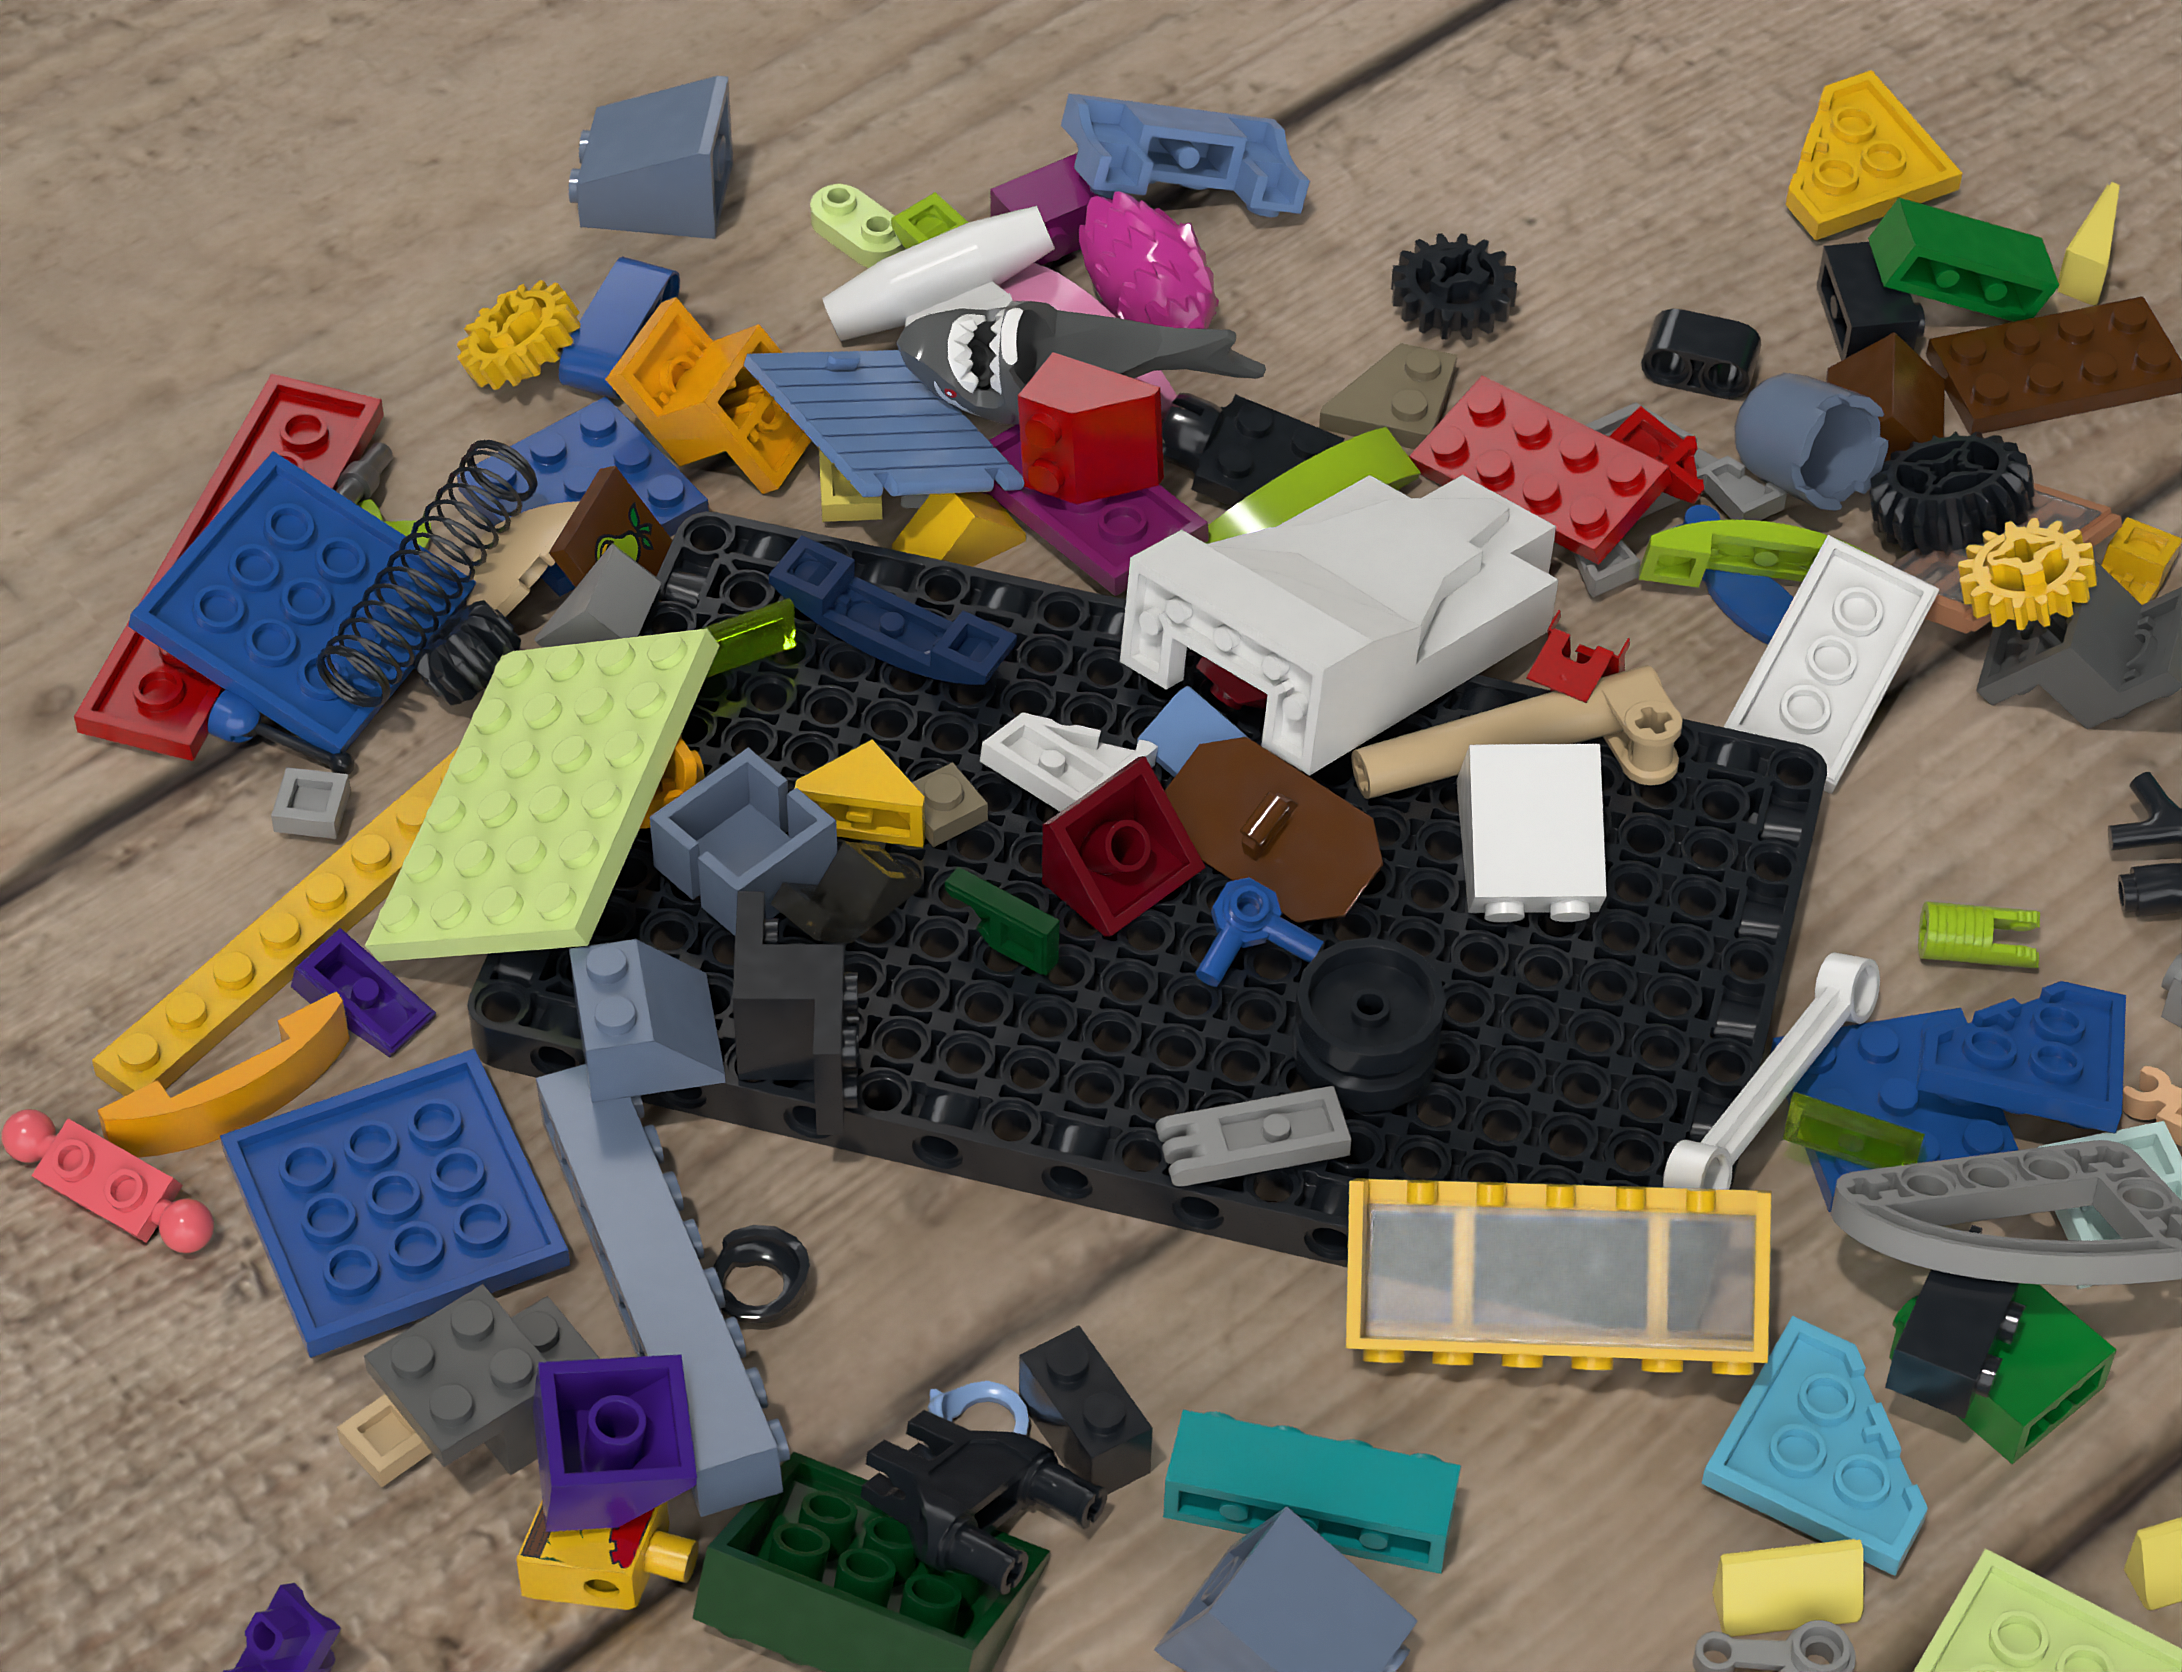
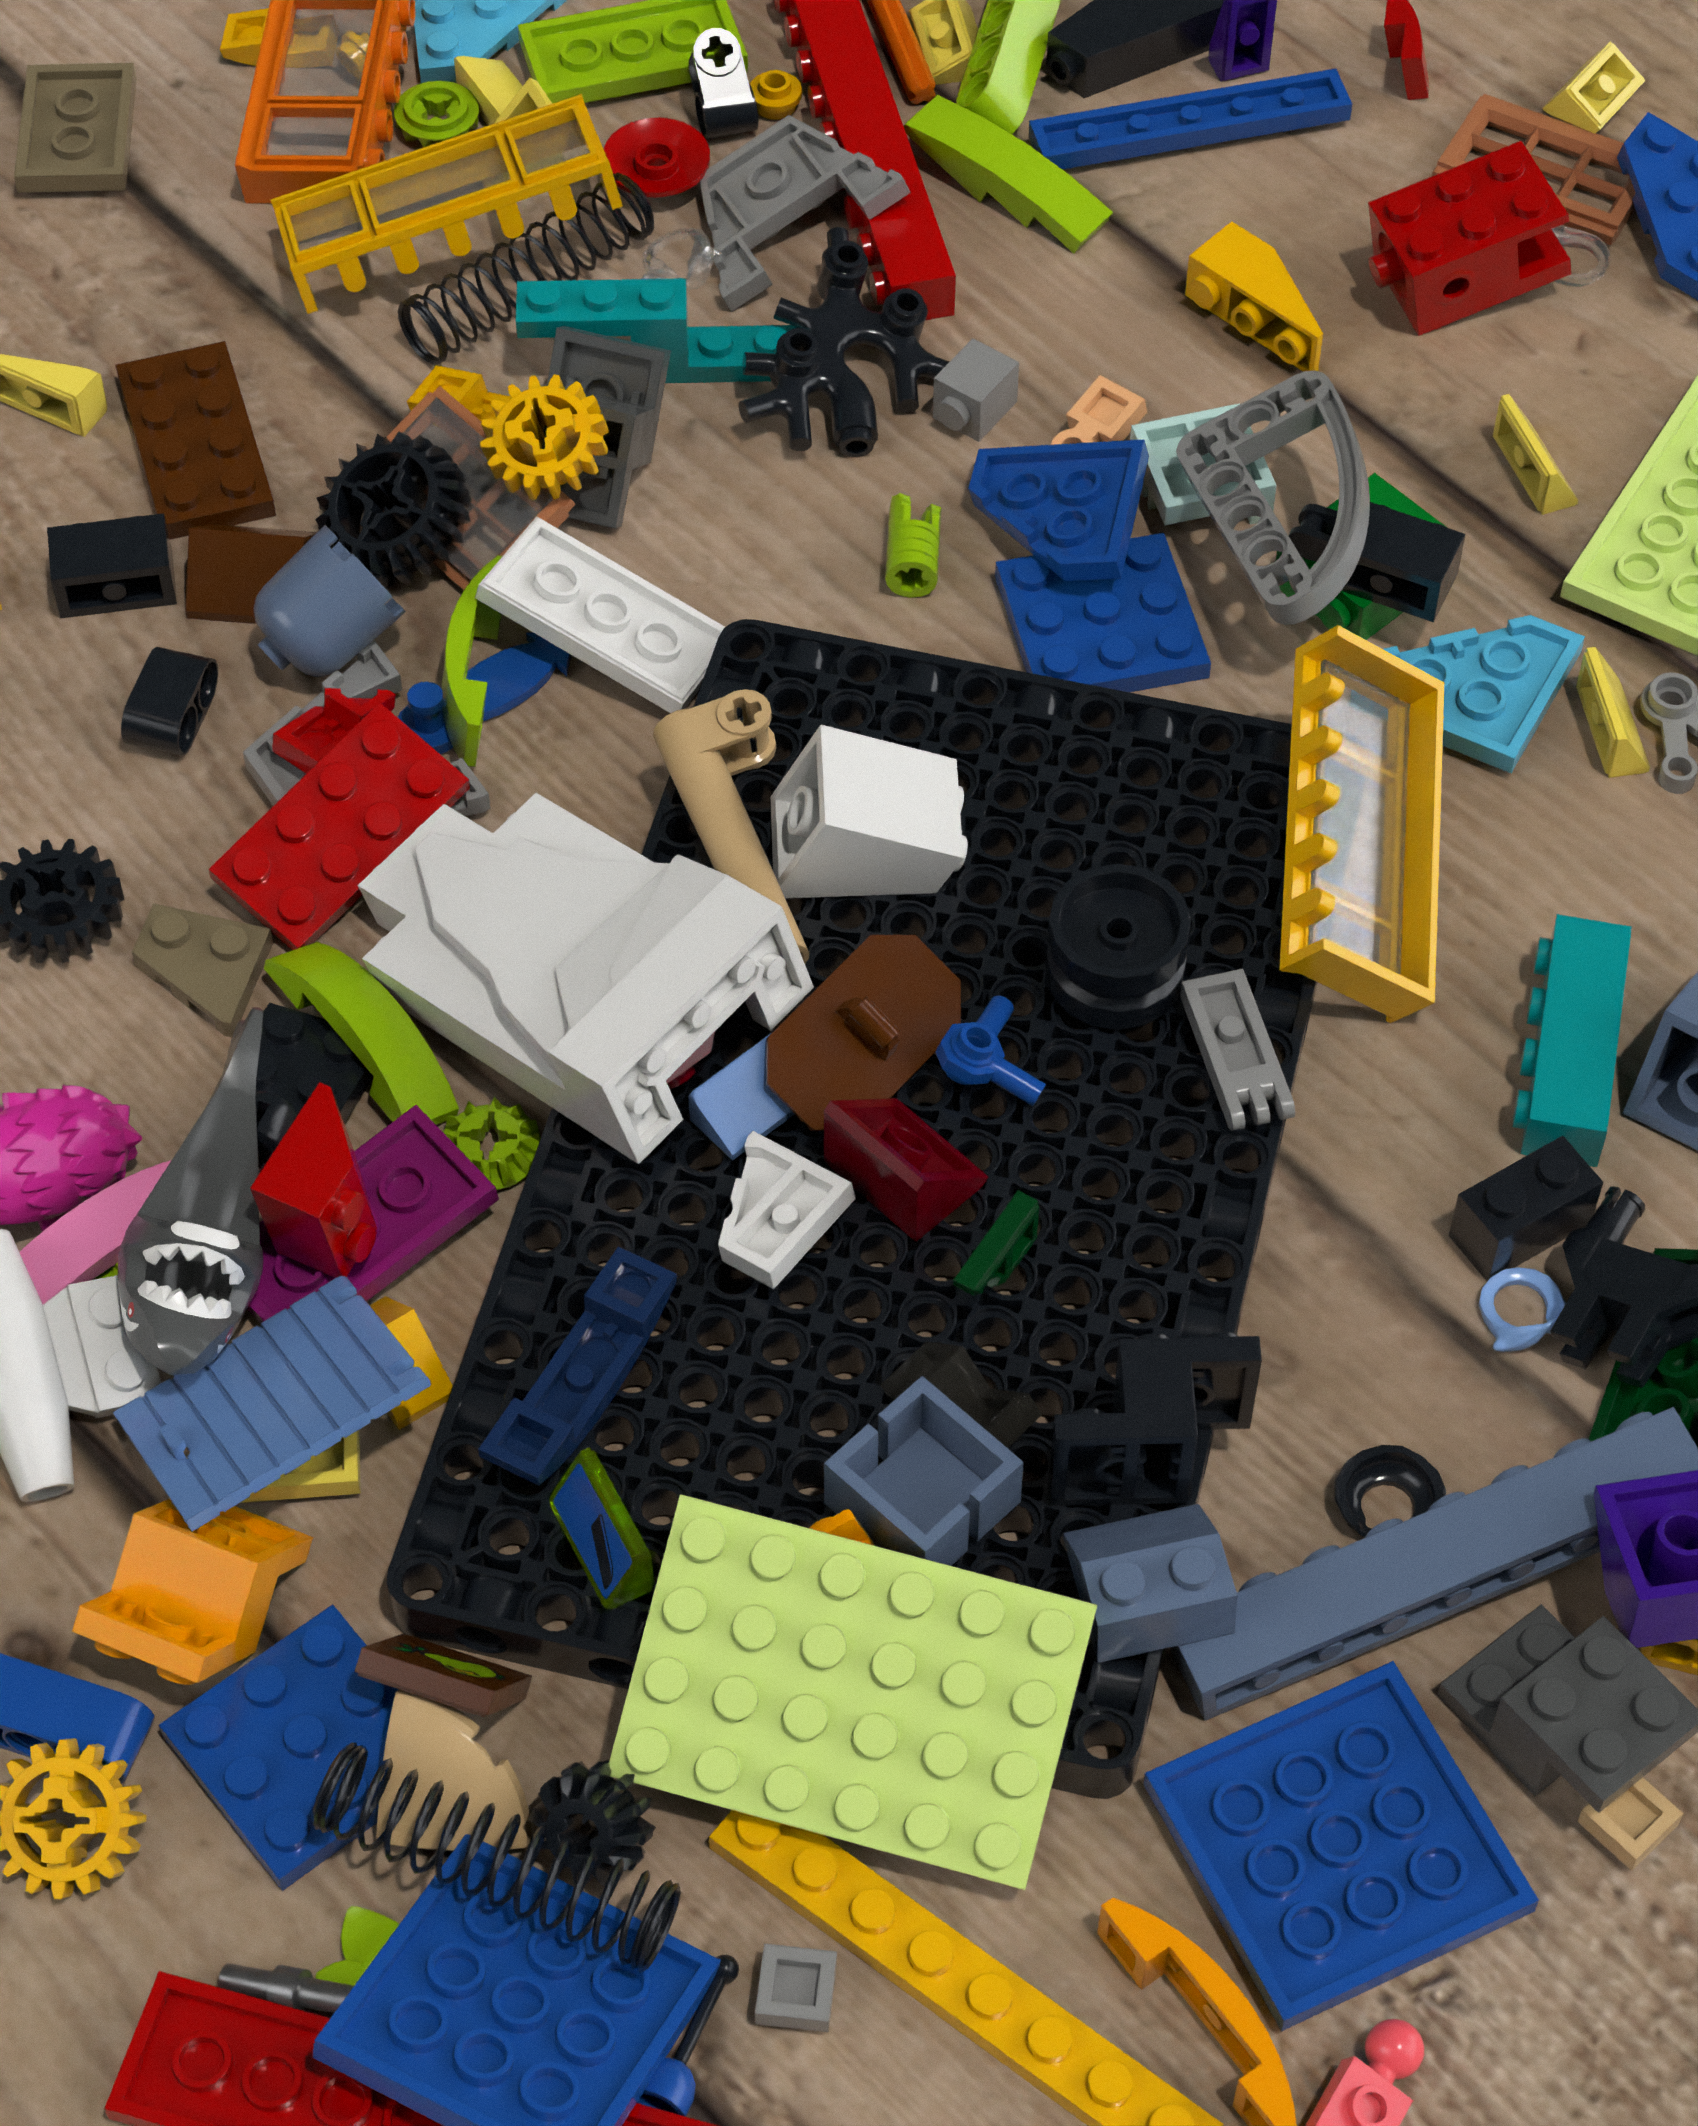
camera: 90 degrees left, 5 degrees up
(374, 1000) = (1056, 1913): dark purple slope -> none
(605, 604) = (548, 1673): light grey slope -> none
(868, 797) = (831, 1381): yellow slope -> none
(950, 804) = (826, 1325): dark tan plate -> none
(1575, 679) = (675, 787): red piece -> none
(1843, 992) = (1245, 714): white piece -> none
(1850, 1134) = (1166, 627): clear neon green slope -> none
(1962, 261) = (84, 474): green brick -> none

